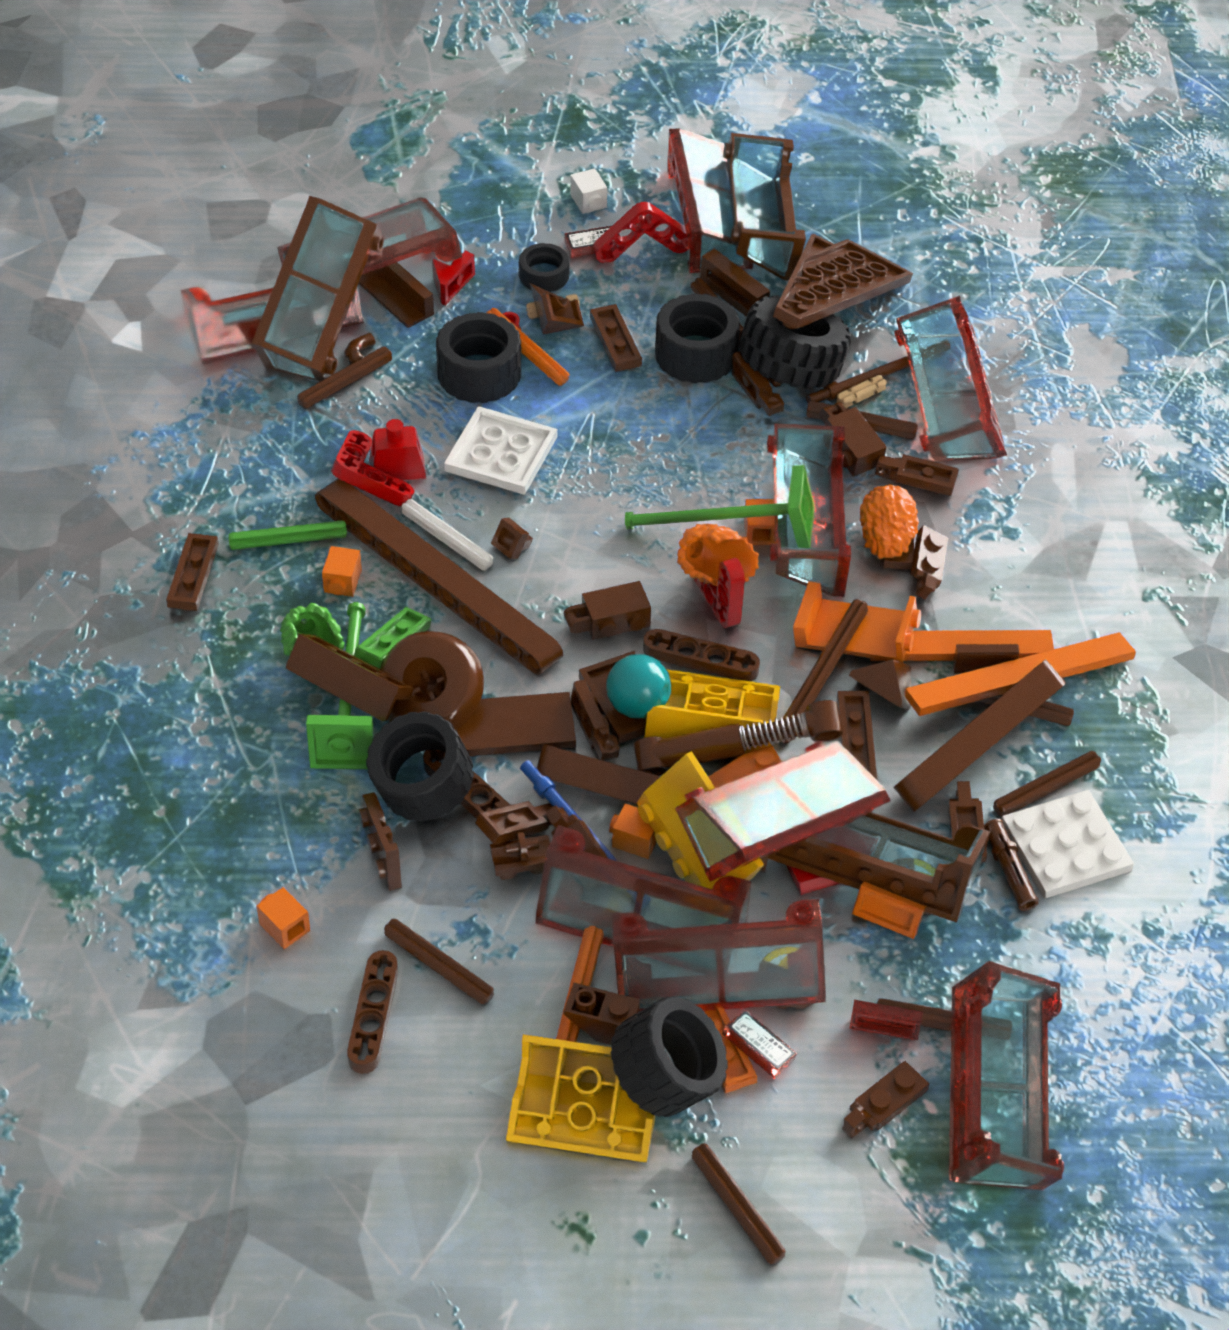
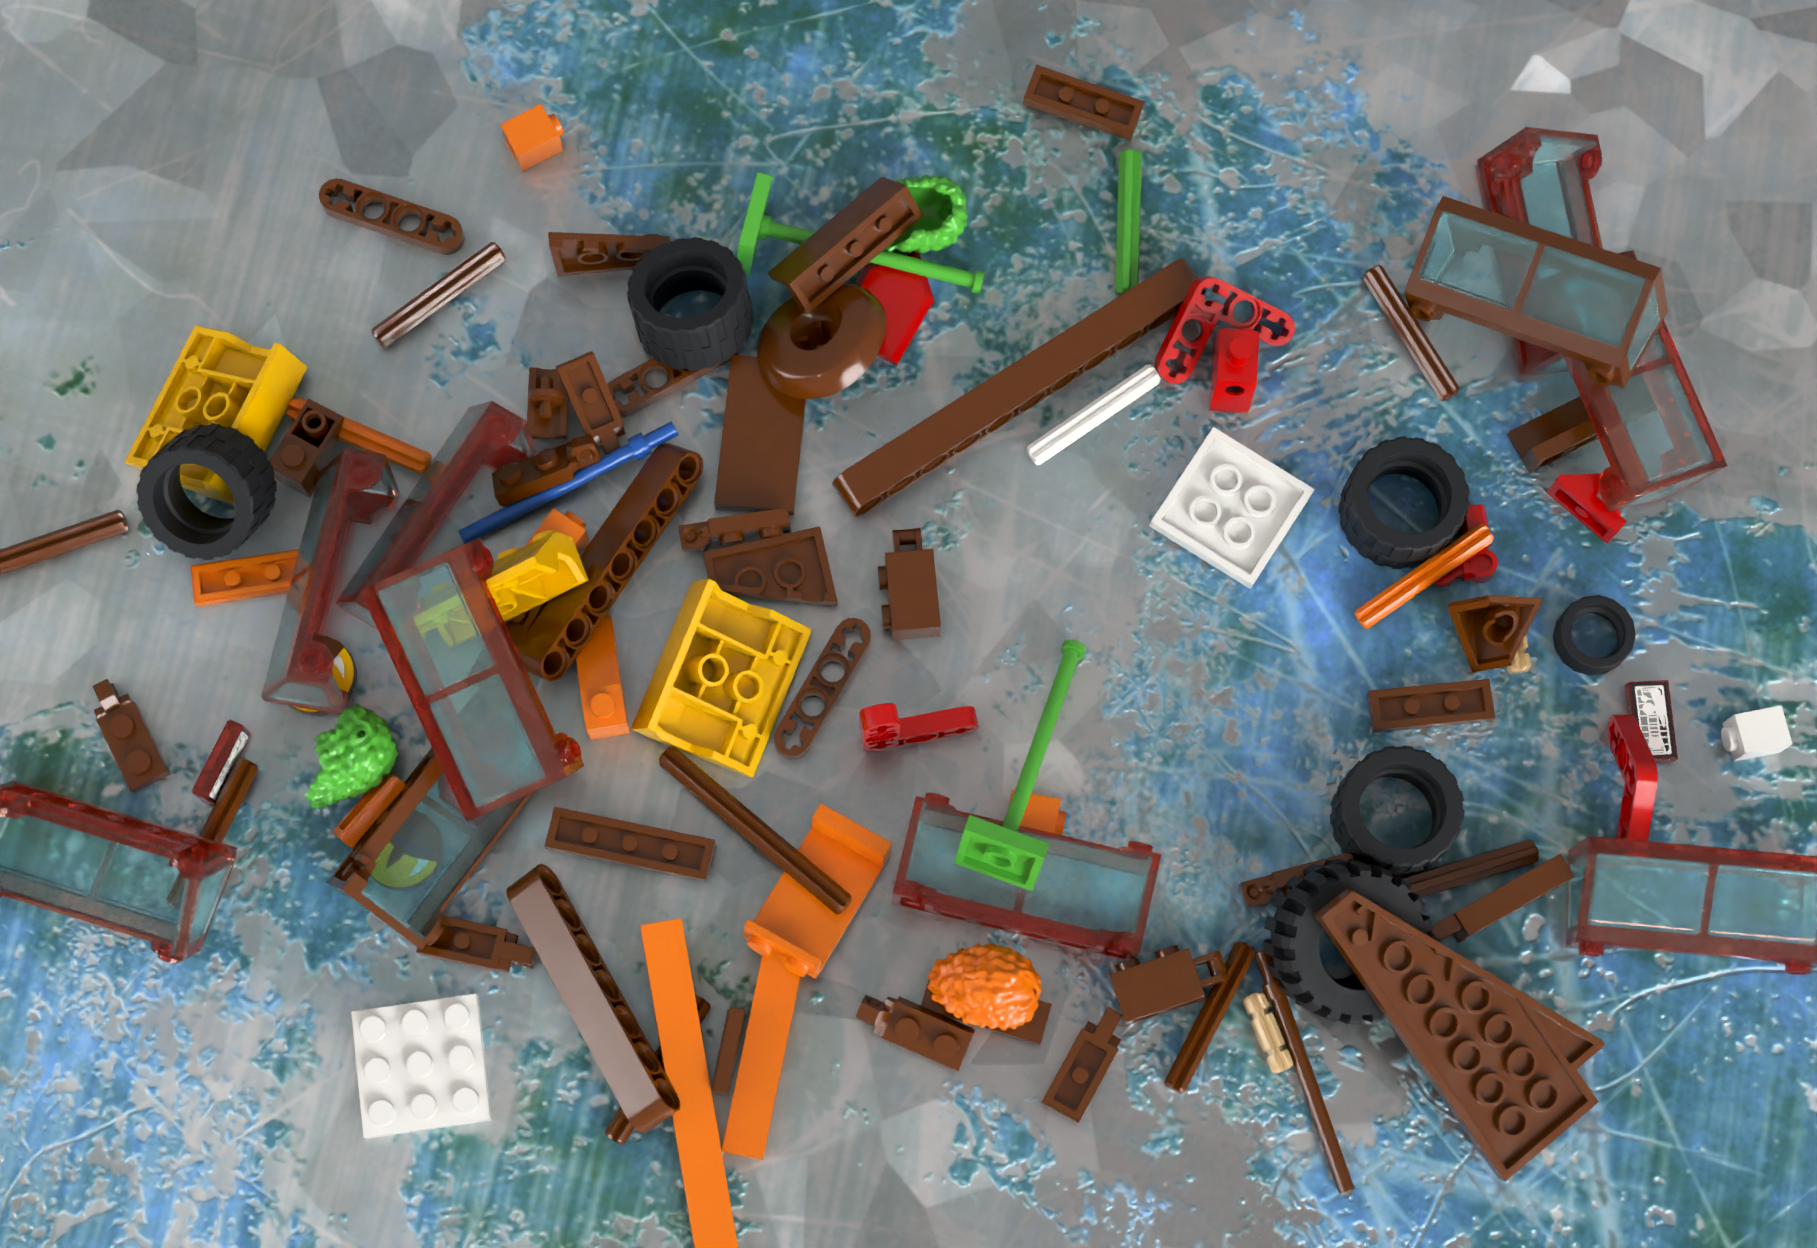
camera: 100 degrees right, 25 degrees up
(342, 571) = (1044, 273): orange brick -> none
(355, 346) = (1467, 353): reddish brown arm -> none
(378, 645) = (920, 316): bright green tile -> none
(511, 538) = (1062, 487): reddish brown tile -> none
(638, 685) = (747, 576): teal piece -> none
(659, 754) = (656, 591): reddish brown piece -> none
(709, 545) = (939, 719): orange piece -> none
(759, 1043) = (231, 613): tile -> none
(763, 202) = (1666, 973): windscreen -> none
(858, 920) = (352, 757): none -> bright green piece
(886, 679) = (717, 909): reddish brown slope -> none
(950, 383) = (1242, 1163): clear light blue windscreen -> none
(1006, 853) = (402, 981): reddish brown pin -> none
(1047, 783) = (516, 1071): reddish brown axle -> none

